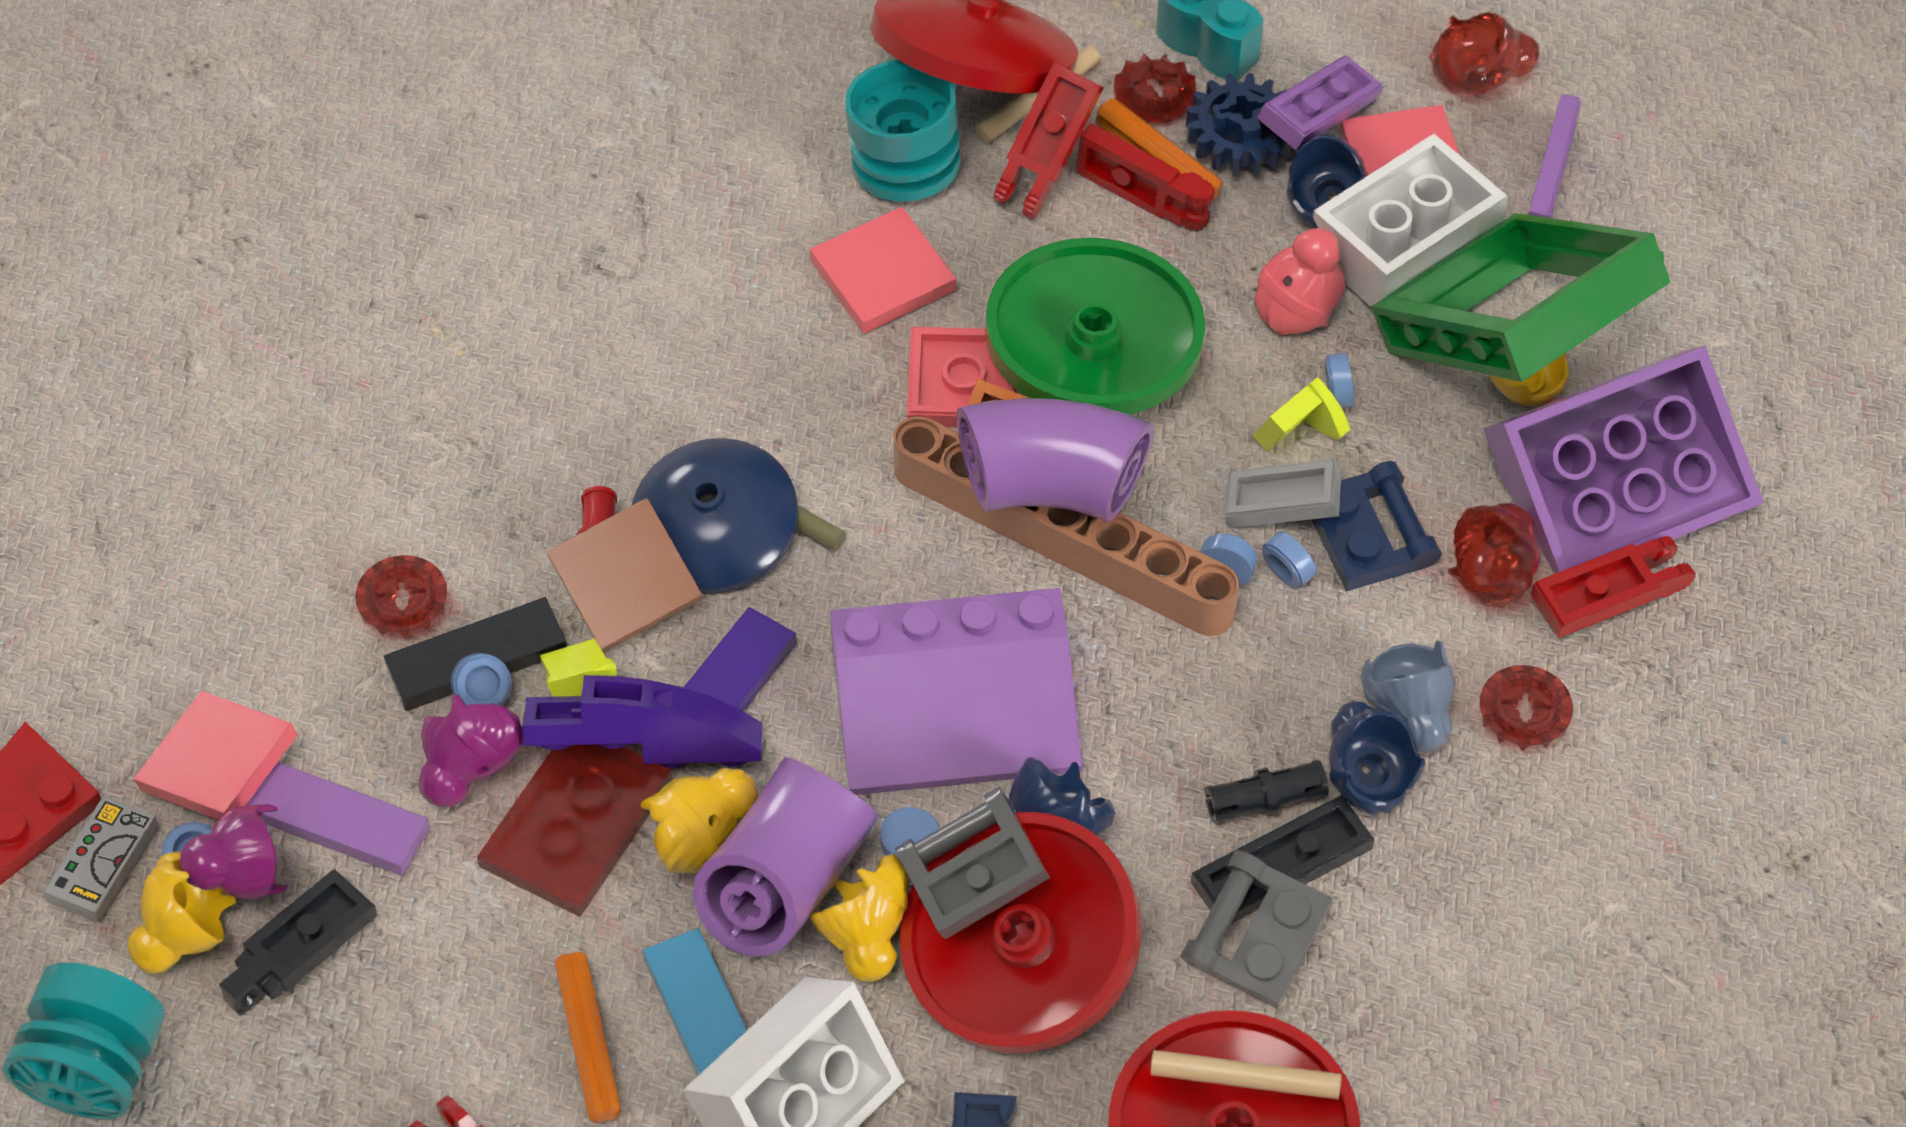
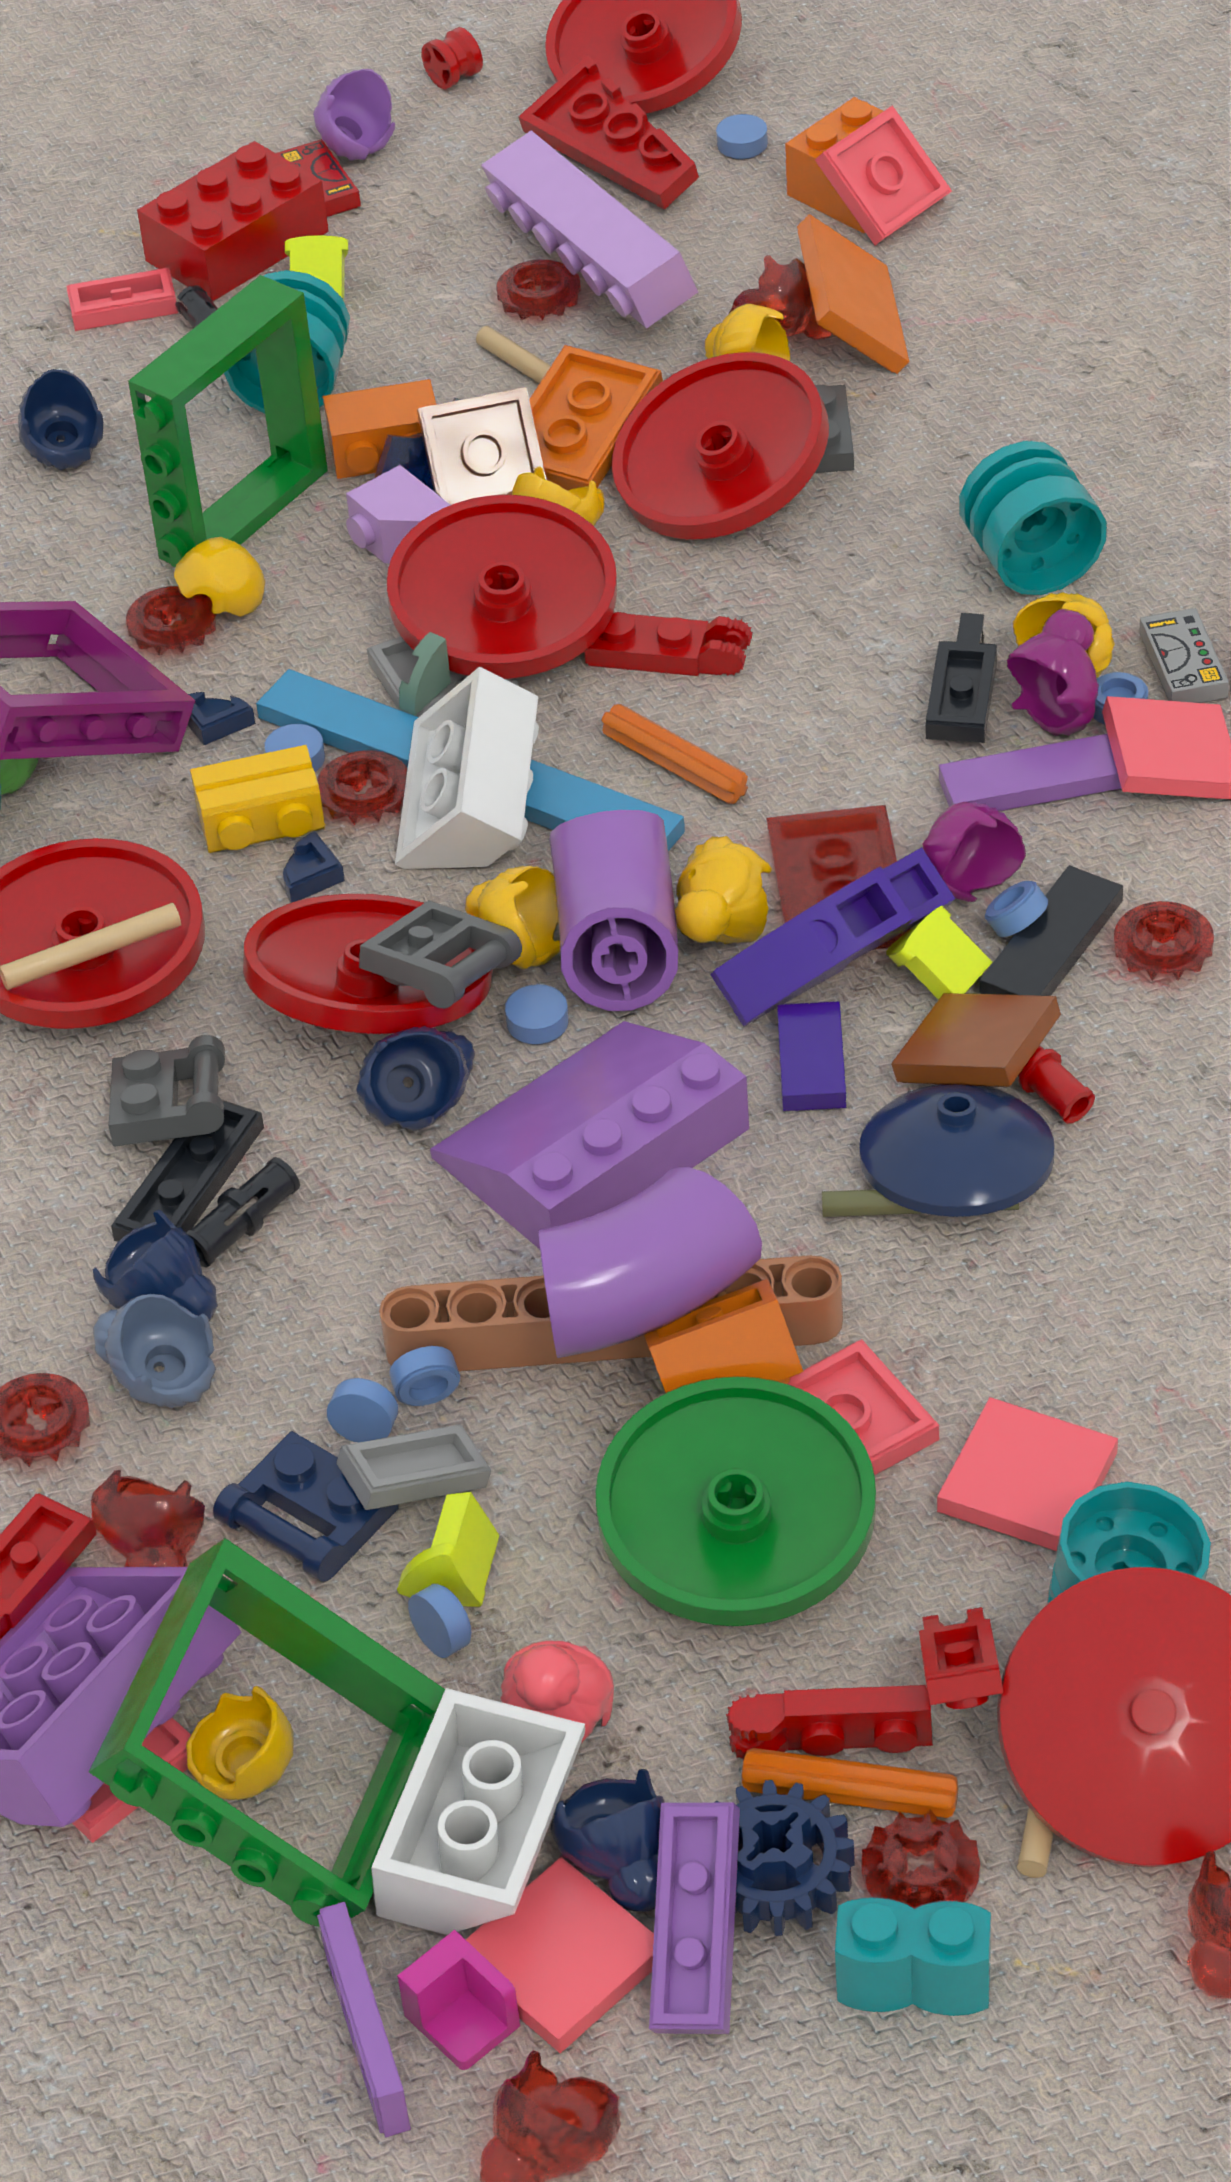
camera: 150 degrees right, 10 degrees down
(1490, 154) = (459, 2000): none -> dark pink panel

